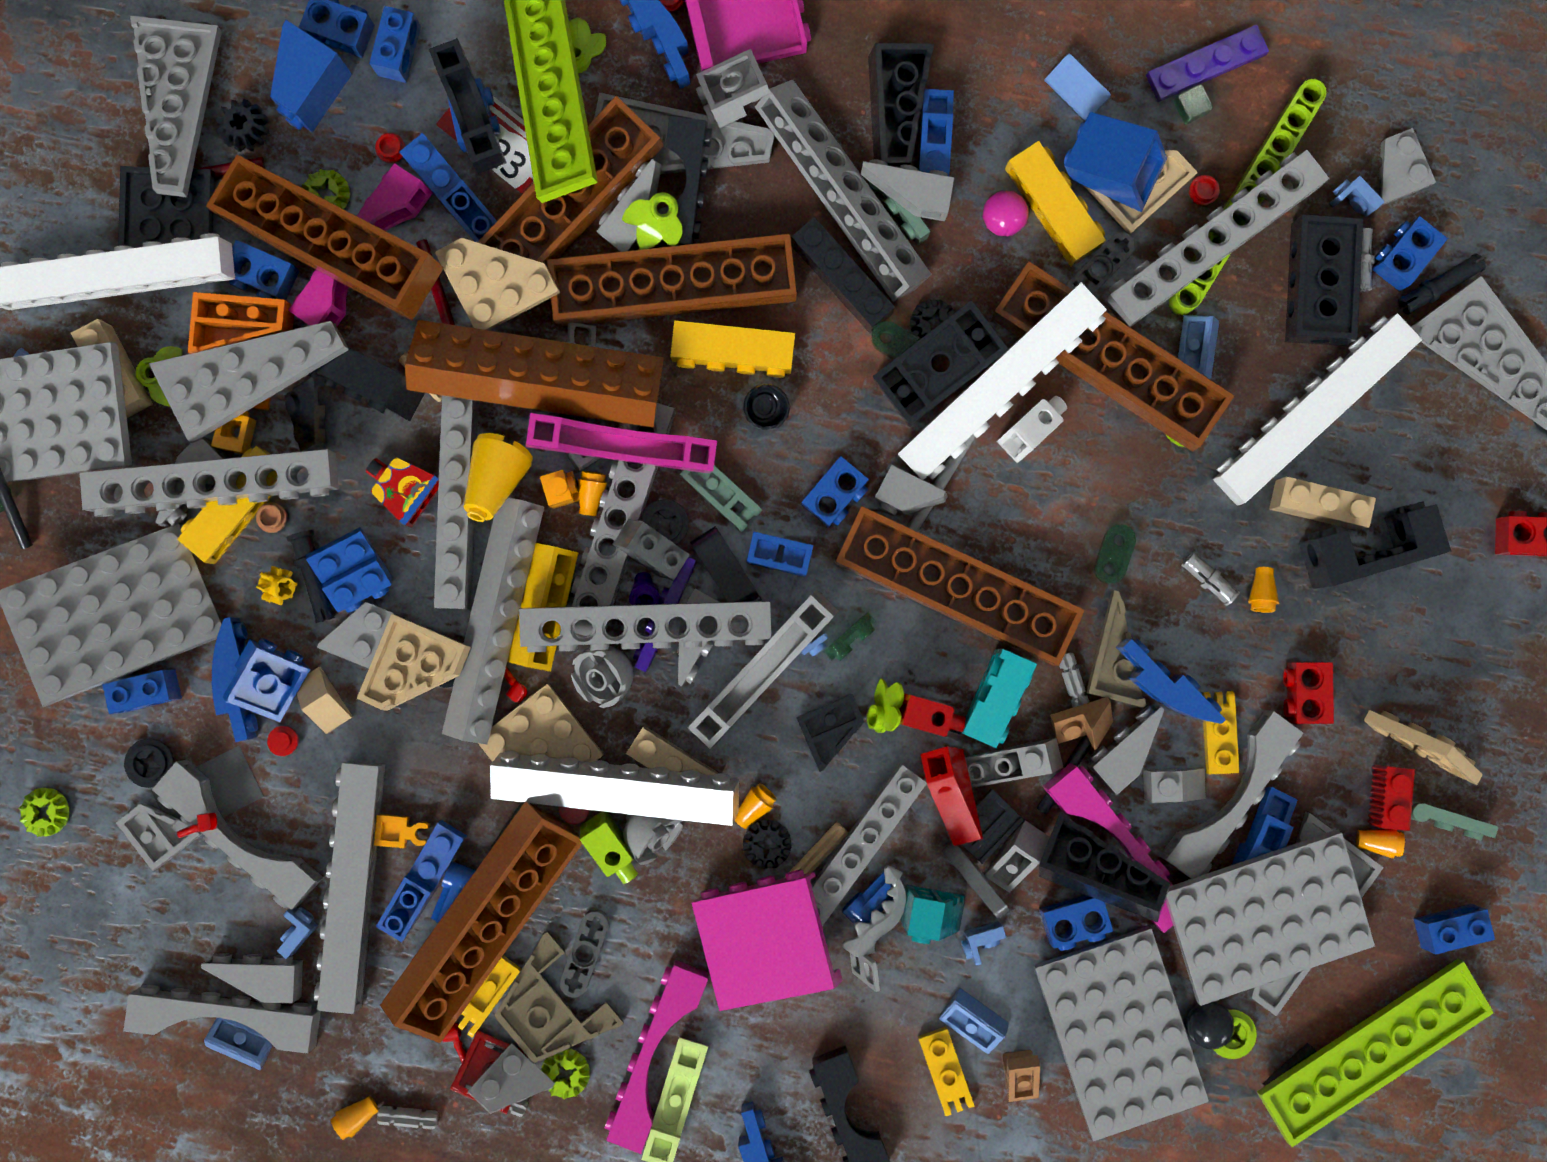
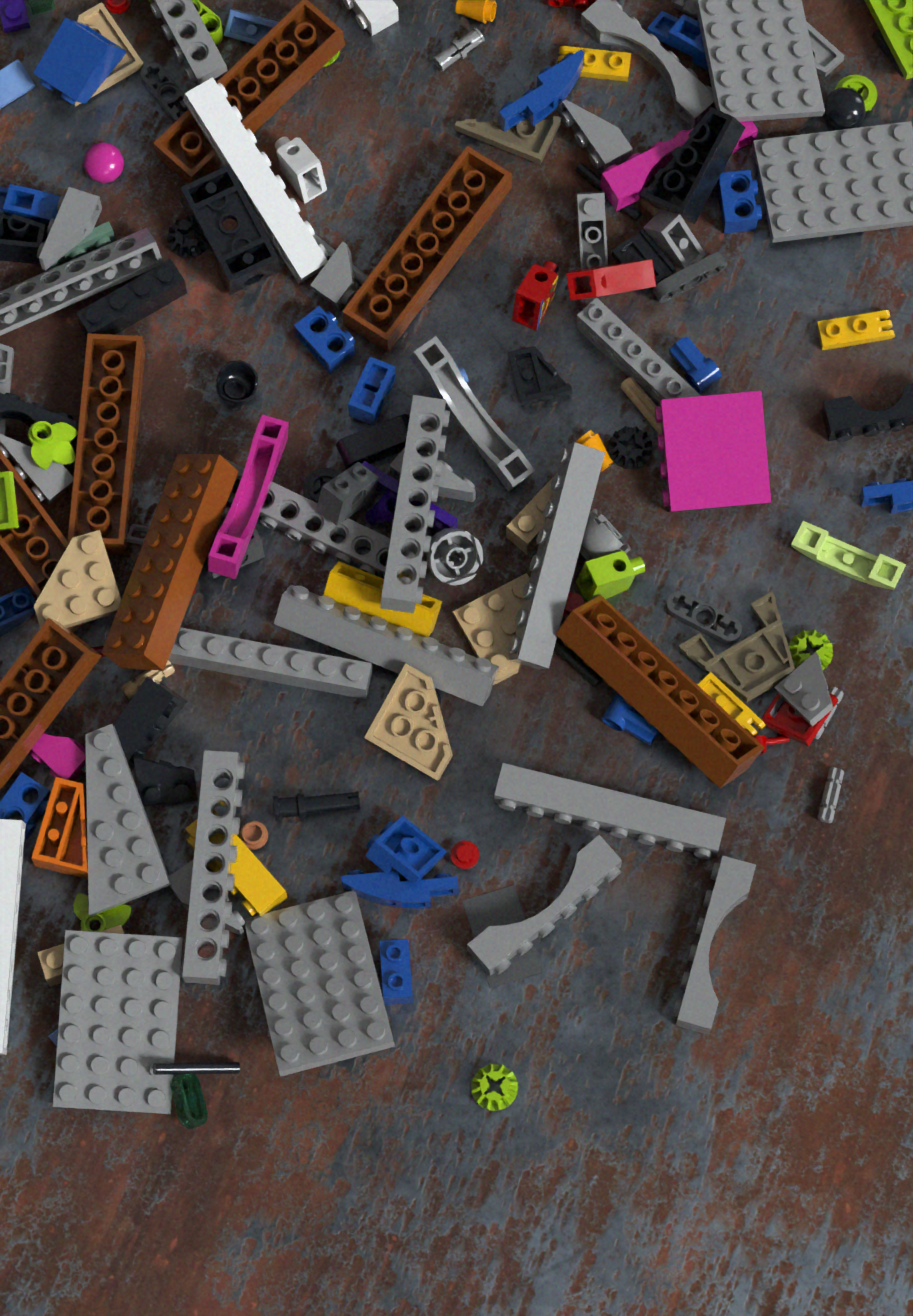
camera: 75 degrees left, 15 degrees down
(137, 770) = (461, 967): black gear -> none
(154, 834) = (532, 982): light grey wing -> none
(206, 822) = (528, 920): red hand -> none
(225, 438) = (179, 849): light orange brick -> none
(238, 1042) = (740, 938): medium blue slope -> none
(263, 979) = (685, 898): light grey slope -> none
(276, 585) = (318, 835): yellow gear -> none
(295, 937) = (648, 865): medium blue bracket -> none
(322, 702) = (435, 812): tan slope -> none
(350, 571) = (318, 765): blue plate -> none
(353, 1117) = (824, 843): light orange cone -> none
(358, 635) = (379, 772): light grey wing -> none
(395, 831) = (566, 763): light orange plate -> none
(403, 488) = (249, 709): torso -> none
(421, 881) = (614, 747): blue slope -> none
(493, 474) = (252, 617): yellow cone -> none
(517, 691) = (454, 639): red hand -> none
(560, 488) = (276, 568): light orange brick -> none
(591, 488) = (283, 546): light orange cone -> none
(634, 1115) = (854, 594): dark pink arch -> none
(723, 495) = (309, 435): sand green plate -> none
(732, 348) = (177, 405): yellow brick -> none
(841, 646) = (451, 339): clear green plate -> none
(880, 925) = (730, 371): light grey piece -> none
(886, 713) = (524, 324): lime plate -> none
(900, 340) = (199, 267): clear green plate -> none
(931, 914) = (709, 315): teal wedge -> none
(974, 1021) = (815, 300): medium blue slope -> none
(985, 936) = (741, 280): medium blue bracket -> none
(998, 697) = (529, 230): teal wedge -> none
(1021, 1075) = (866, 266): medium nougat slope -> none
(1055, 203) = (104, 119): yellow brick -> none
(1073, 680) = (532, 172): light grey axle -> none
(1087, 719) = (564, 165): medium nougat slope -> none
(1116, 555) = (424, 121): clear green plate -> none
(1174, 785) = (632, 107): light grey slope -> none

